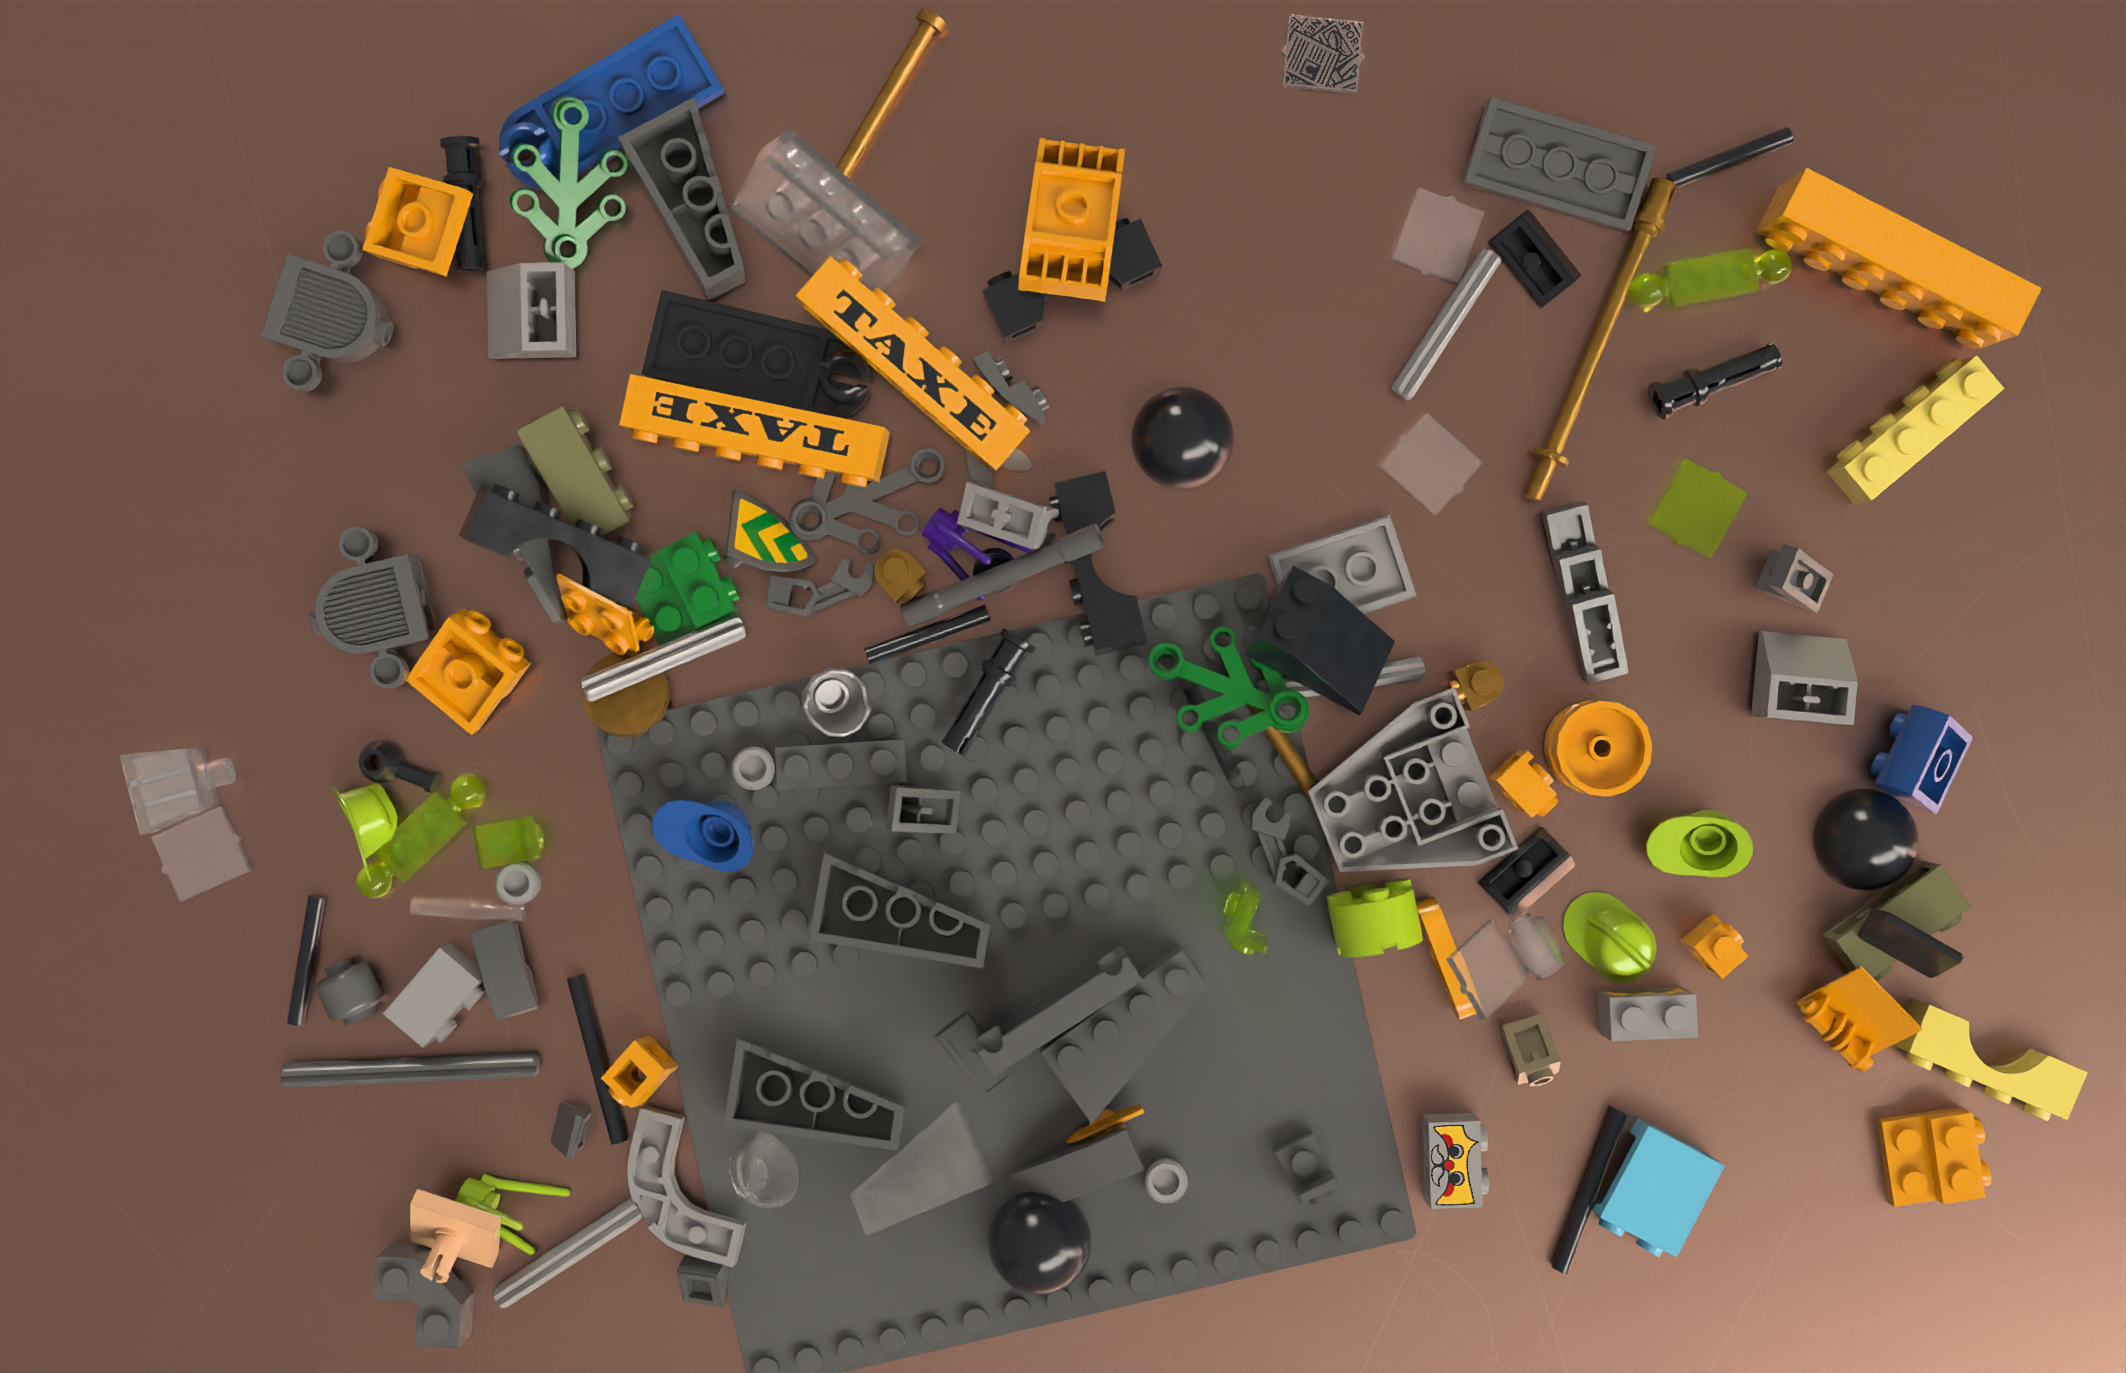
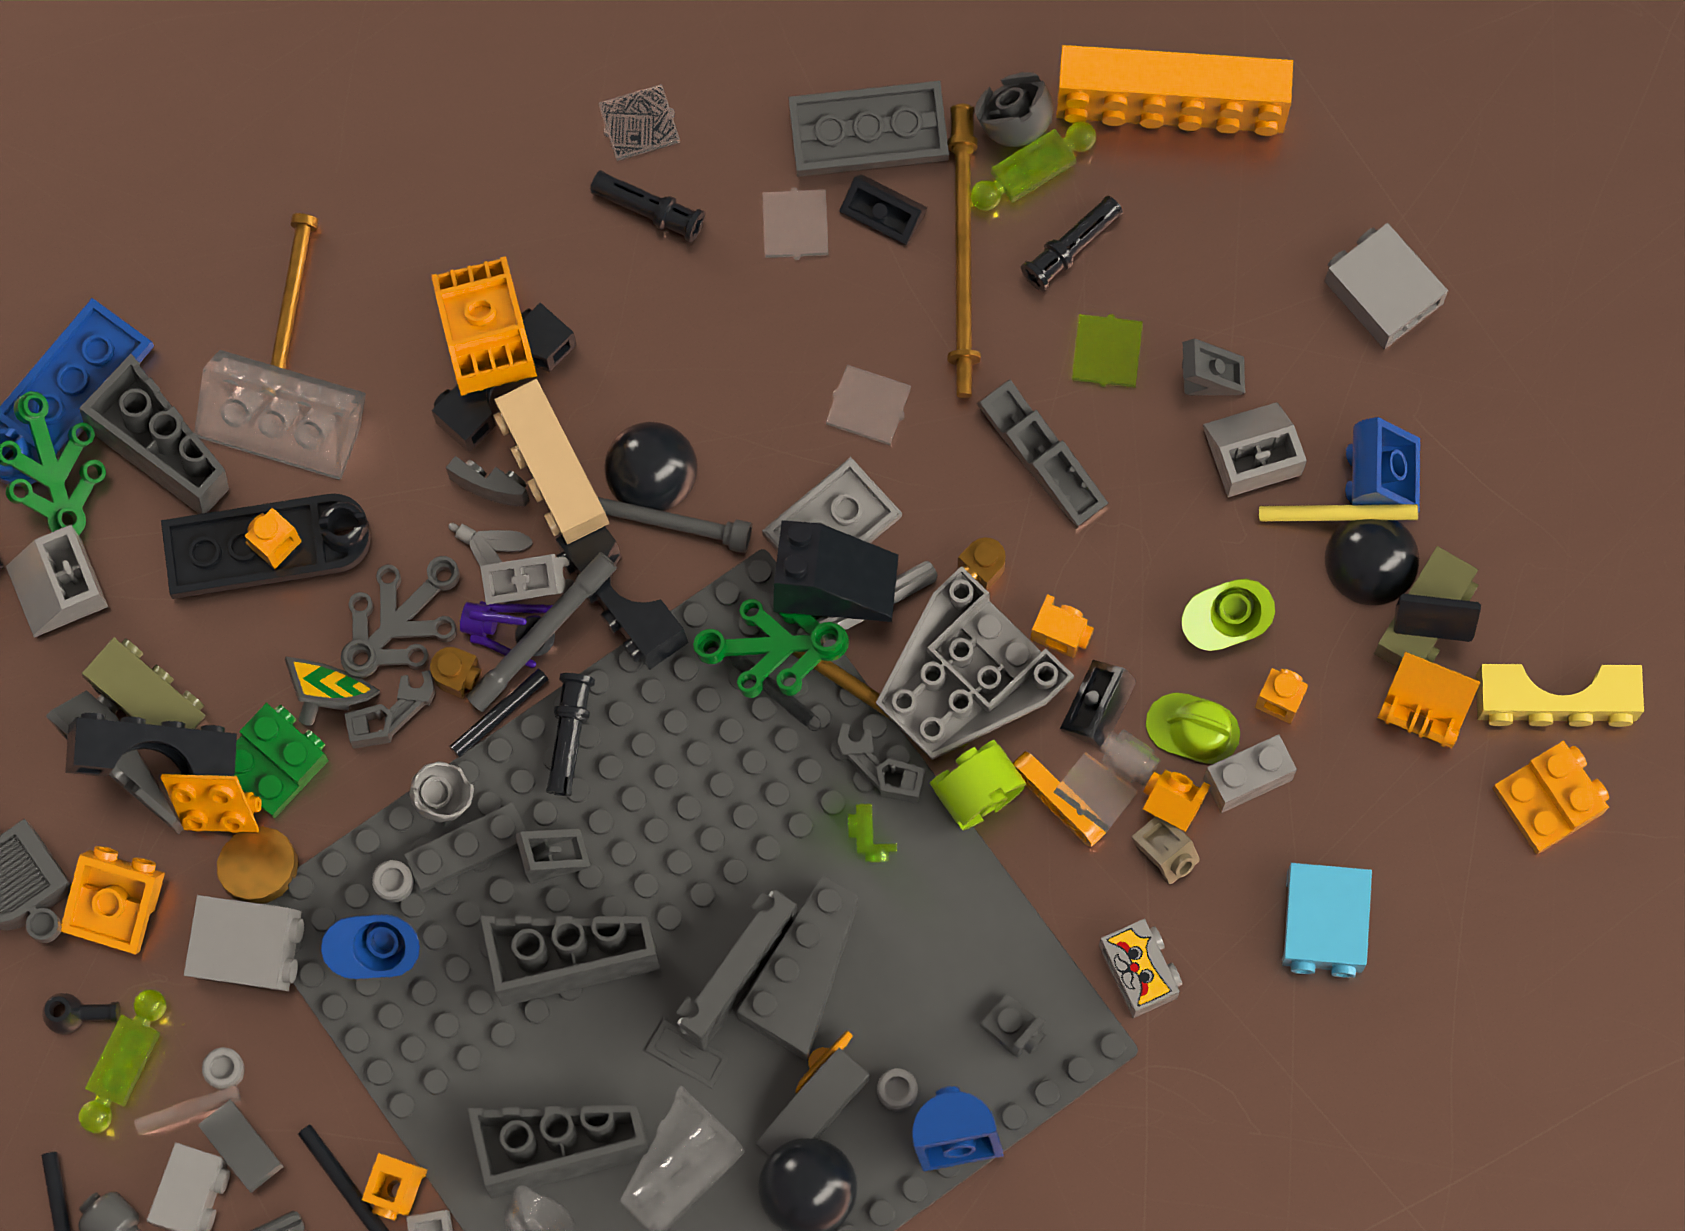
camera: 25 degrees left, 15 degrees down
(369, 816) = (68, 1062): lime piece -> none
(507, 842) = (201, 1032): clear neon green bracket -> none
(581, 772) = (244, 943): none -> light grey brick
(662, 658) = (277, 819): light grey axle -> none
(755, 429) = (284, 600): light orange brick -> none
(765, 361) = (272, 537): none -> light orange brick
(912, 363) = (397, 491): light orange brick -> none
(1081, 402) = (551, 461): none -> tan wedge
(1205, 1258) = (954, 1131): none -> blue brick
(1236, 547) = (735, 535): none -> dark grey piece
(1307, 166) = (663, 211): none -> black pin
(1446, 323) = (831, 288): light grey axle -> none
(1562, 1009) = (1174, 798): none -> light orange brick
(1589, 1190) = (1272, 949): black bar -> none
(1607, 771) = (1115, 549): light orange wheel -> none
(1722, 211) = (1016, 111): none -> dark grey cylinder
(1731, 157) = (1011, 66): black bar -> none
(1857, 784) = (1338, 512): none -> light yellow bar
(1915, 429) = (1252, 217): light yellow brick -> none
(2014, 561) = (1385, 284): none -> light grey brick

